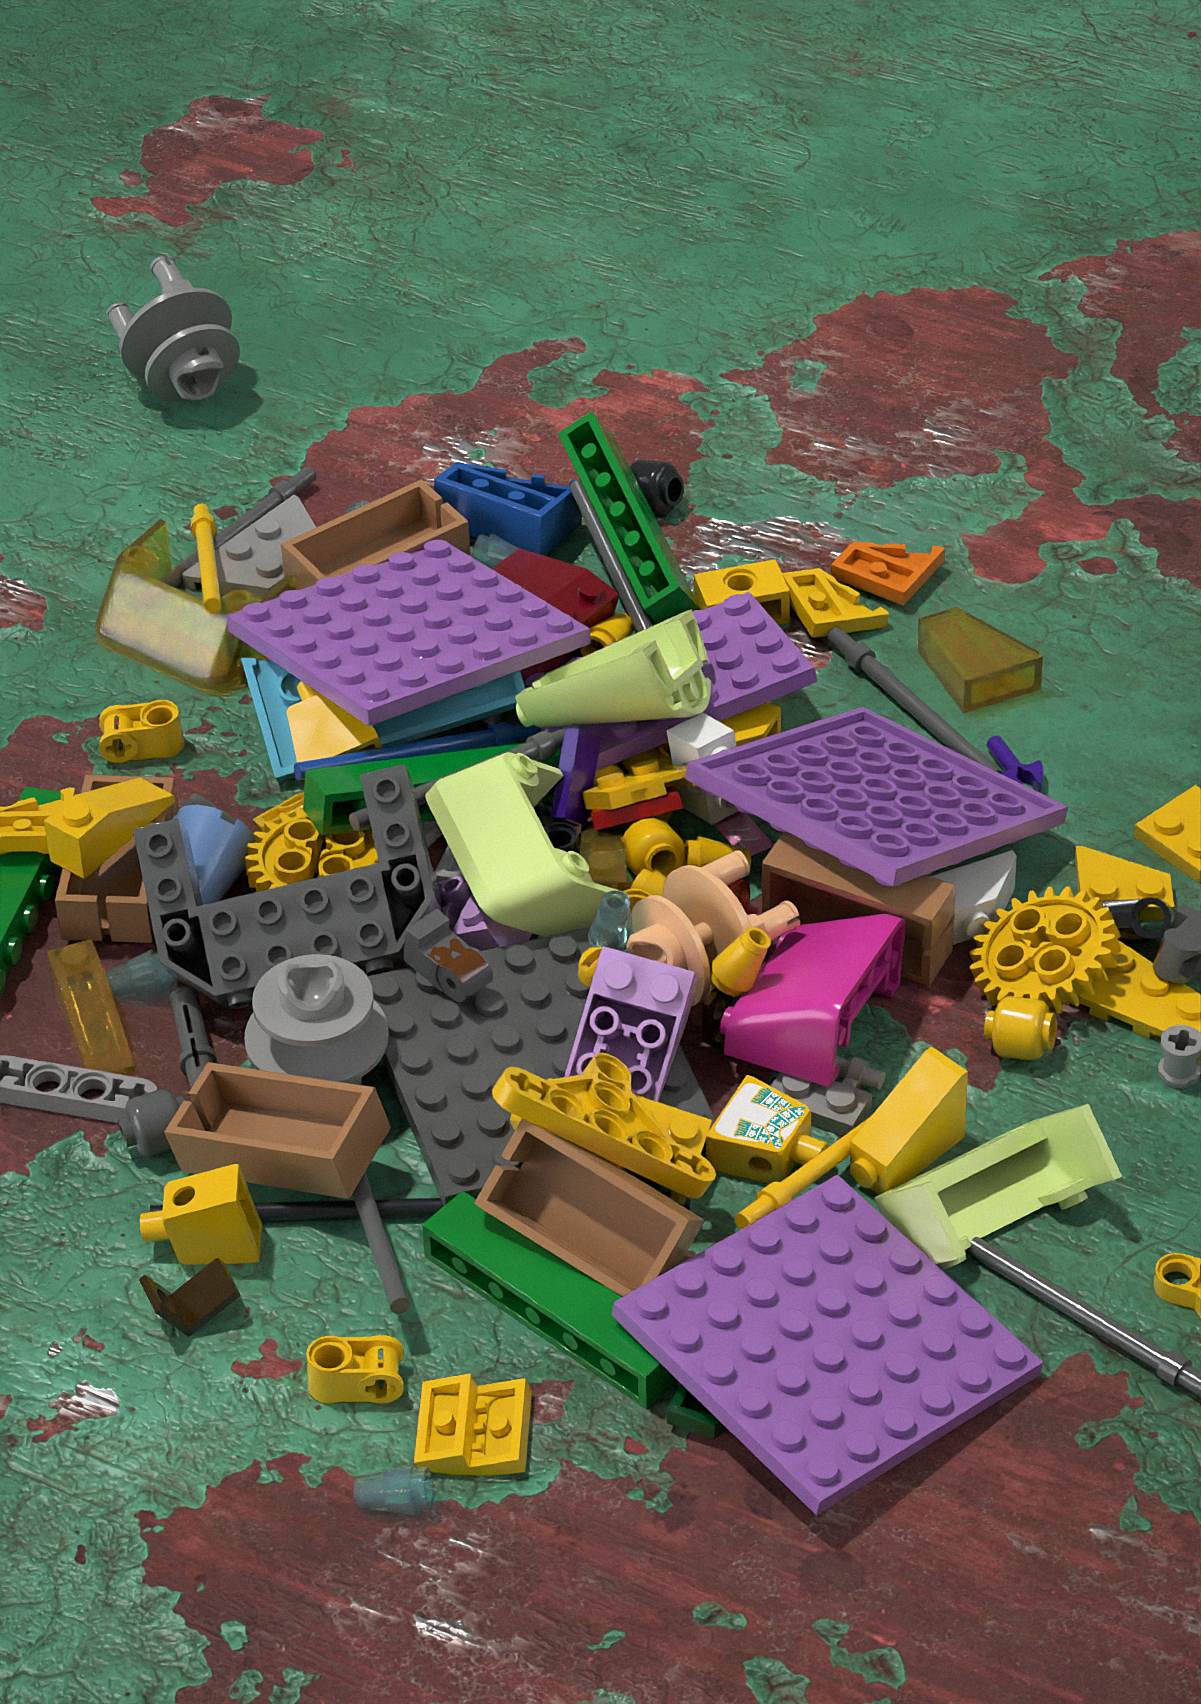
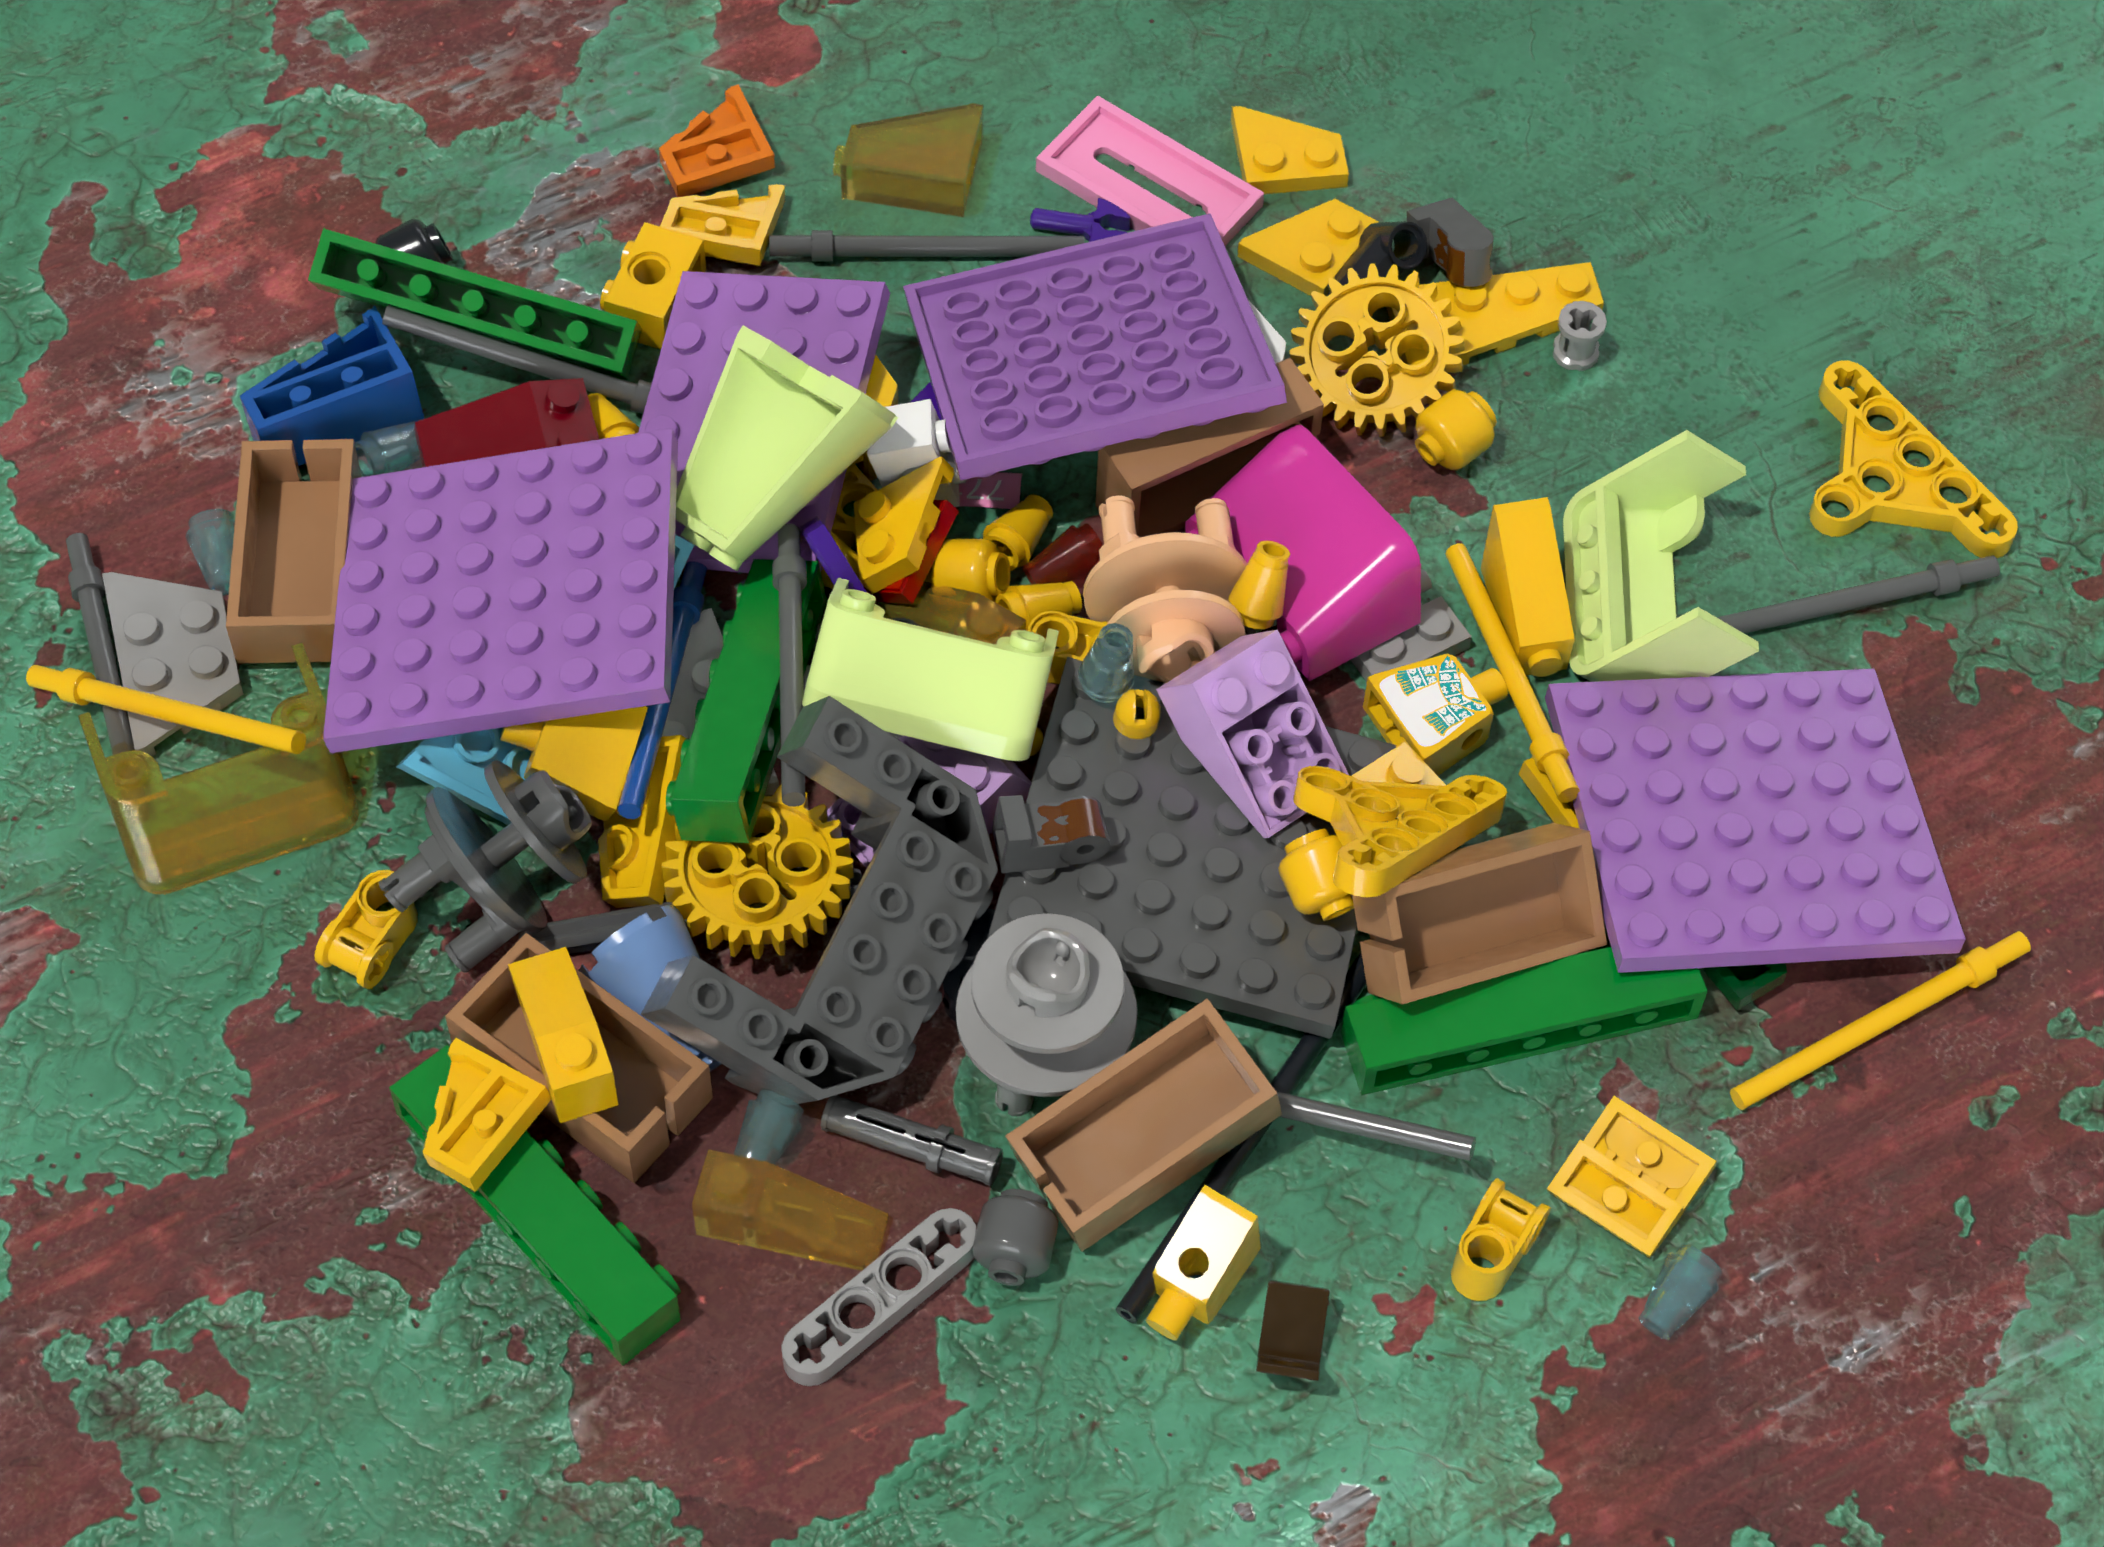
camera: 60 degrees left, 15 degrees up
(219, 734) = (484, 864): none -> dark grey piece
(823, 1543) = (1970, 970): none -> yellow bar
(1111, 743) = (1111, 131): none -> bright pink piece

